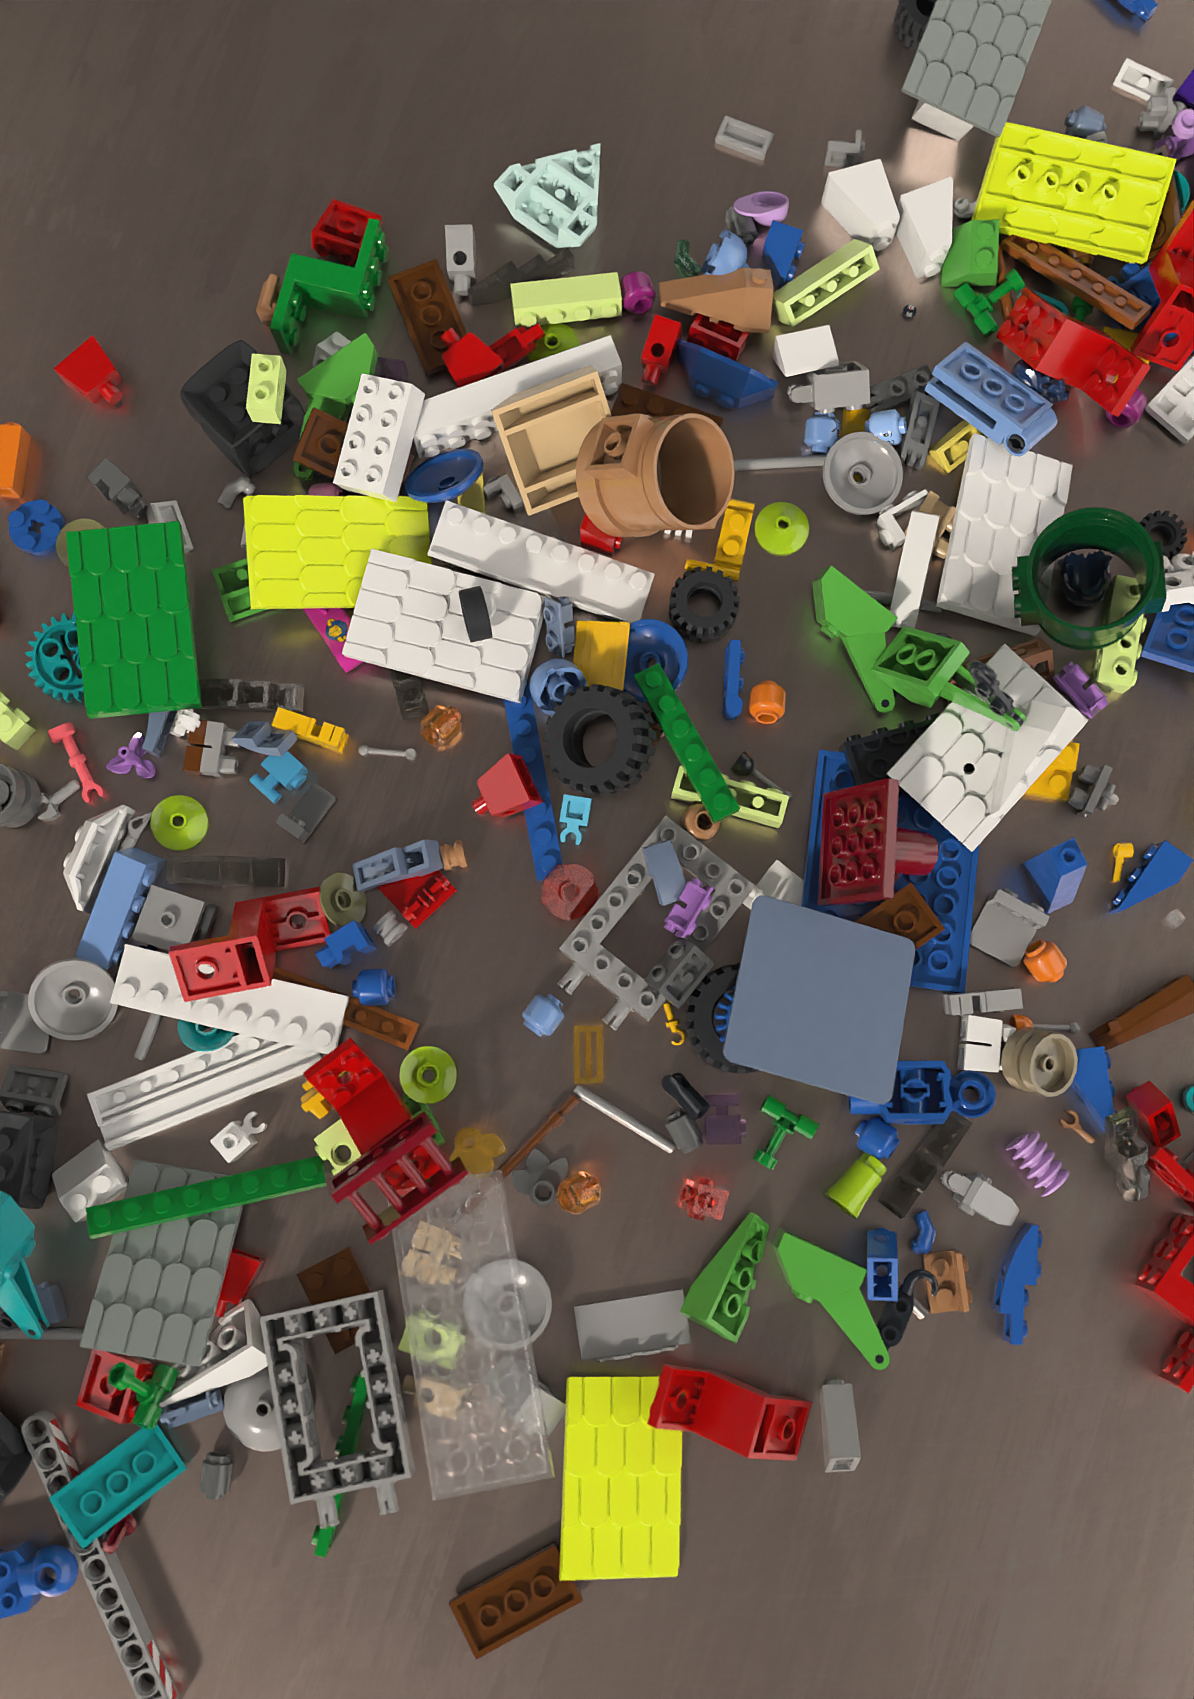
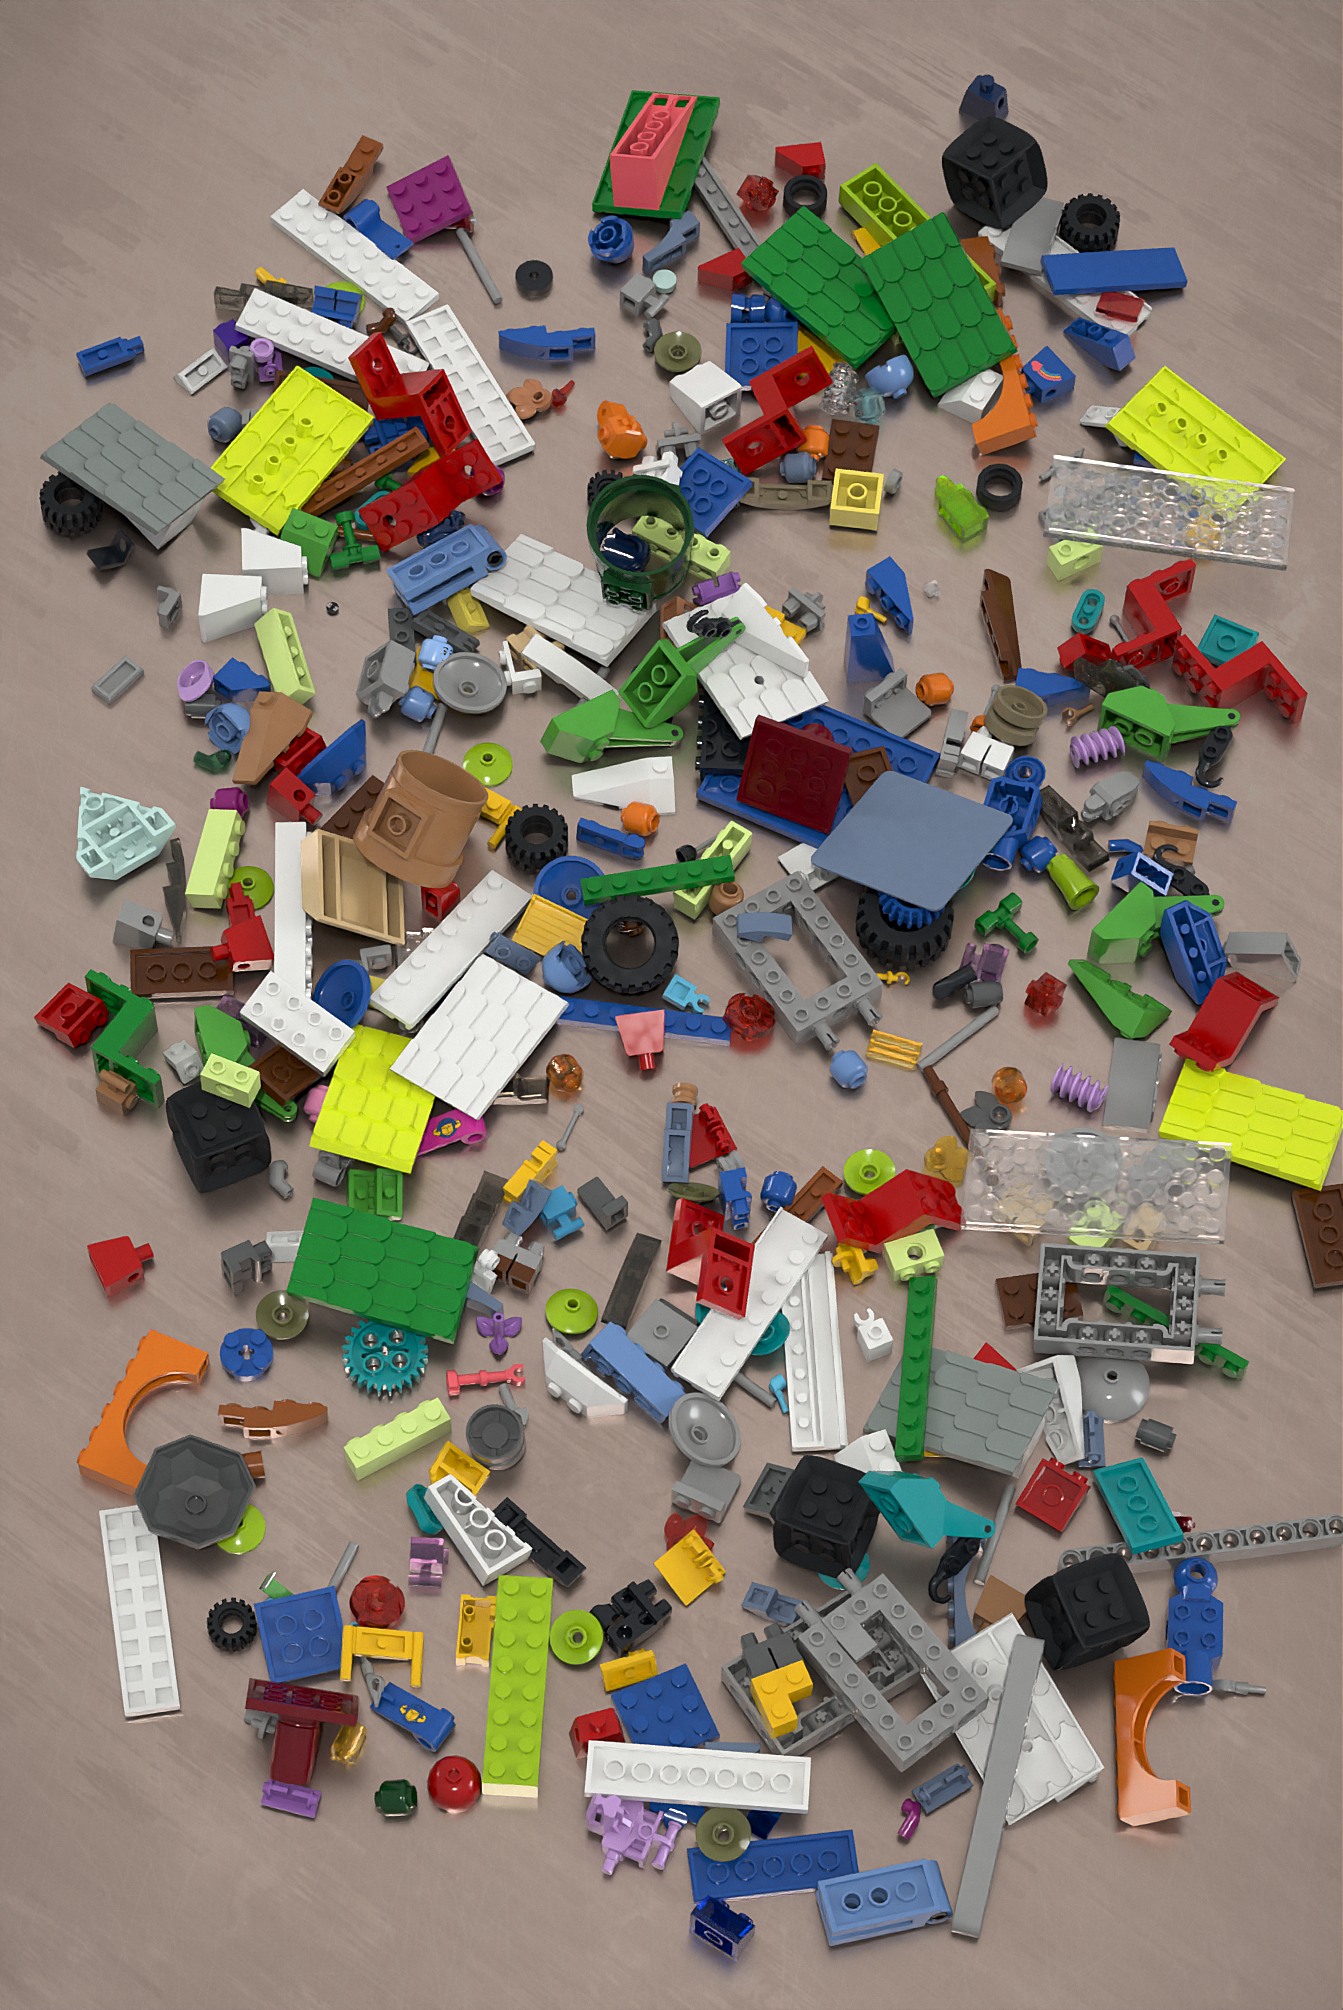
camera: 75 degrees left, 20 degrees down
(148, 1392) = (1065, 1453): green bar -> none
(157, 1055) = (776, 1385): none -> medium azure hand
(384, 1154) = (934, 1199): dark red fence -> none
(475, 614) = (486, 987): black tyre -> none
(601, 1271) = (1078, 1088): none -> lavender piece
(679, 971) = (850, 943): dark grey bracket -> none
(684, 918) = (809, 924): medium lavender hinge -> none
(805, 351) = (346, 689): white slope -> none
(808, 684) = (639, 780): none -> white wedge
(808, 1353) = (1193, 948): none -> blue wedge
(883, 74) = (112, 555): none -> black bracket
(1088, 1220) = (1154, 725): none -> bright green slope

